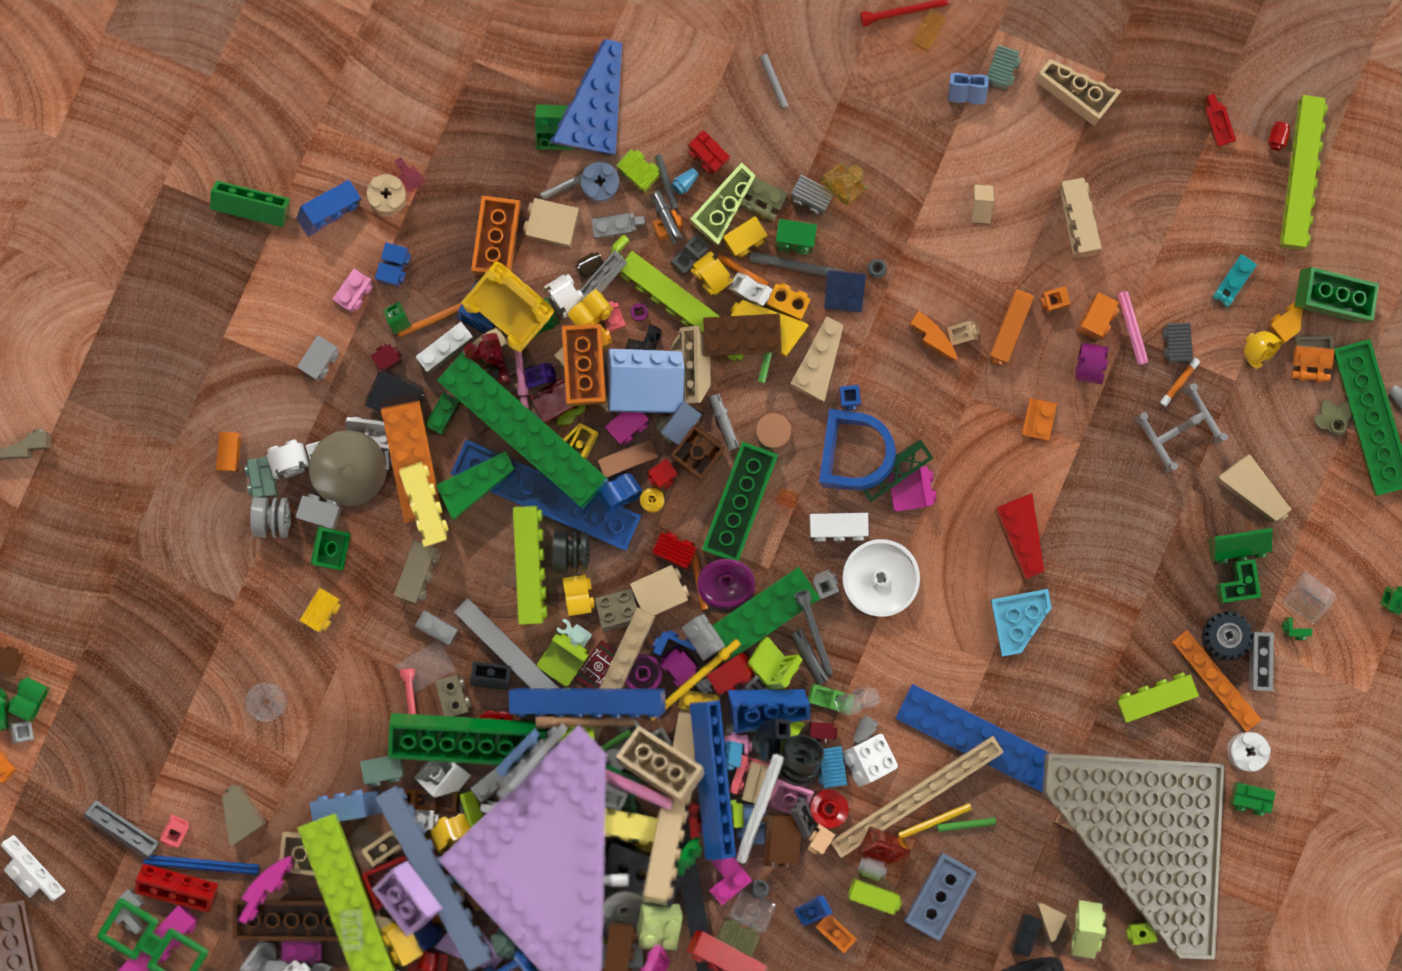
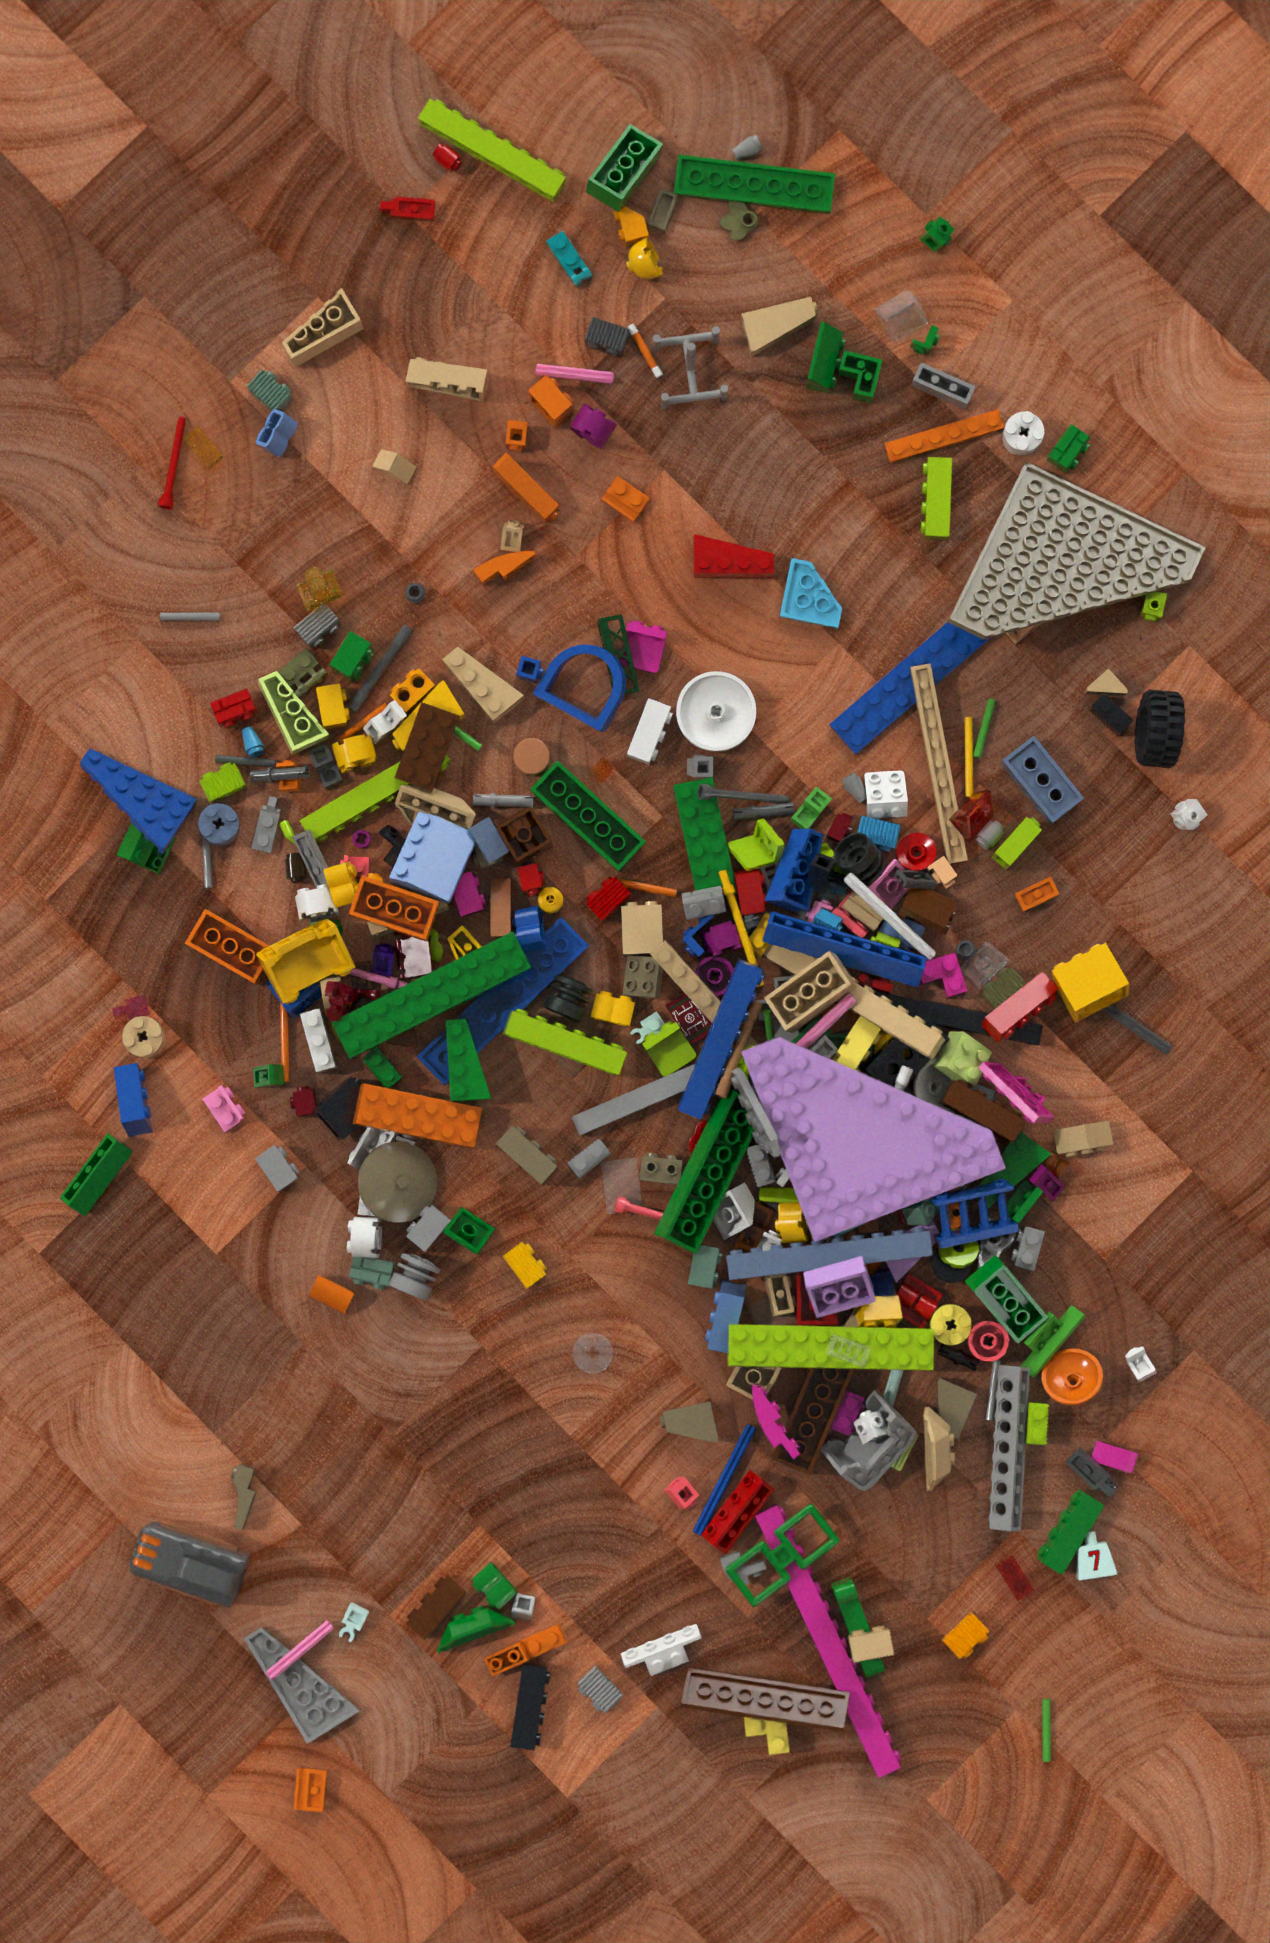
camera: 65 degrees left, 0 degrees up
(121, 829) = (659, 1544): plate -> none
(397, 256) = (223, 1065): blue piece -> none
(424, 503) = (464, 1119): light yellow wedge -> none
(490, 675) = (656, 1124): black brick -> none
(517, 754) = (743, 1126): medium blue plate -> none
(551, 222) = (238, 888): tan brick -> none
(689, 855) = (905, 999): green slope -> none
(722, 591) = (669, 861): magenta dish -> none
(813, 910) = (1007, 906): blue slope -> none
(844, 290) = (424, 632): dark blue plate -> none
(857, 700) = (824, 782): clear brick -> none
(1088, 929) = (1130, 653): yellowish green brick -> none
(1227, 635) = (905, 407): black wheel -> none
(1312, 357) = (673, 216): orange plate -> none

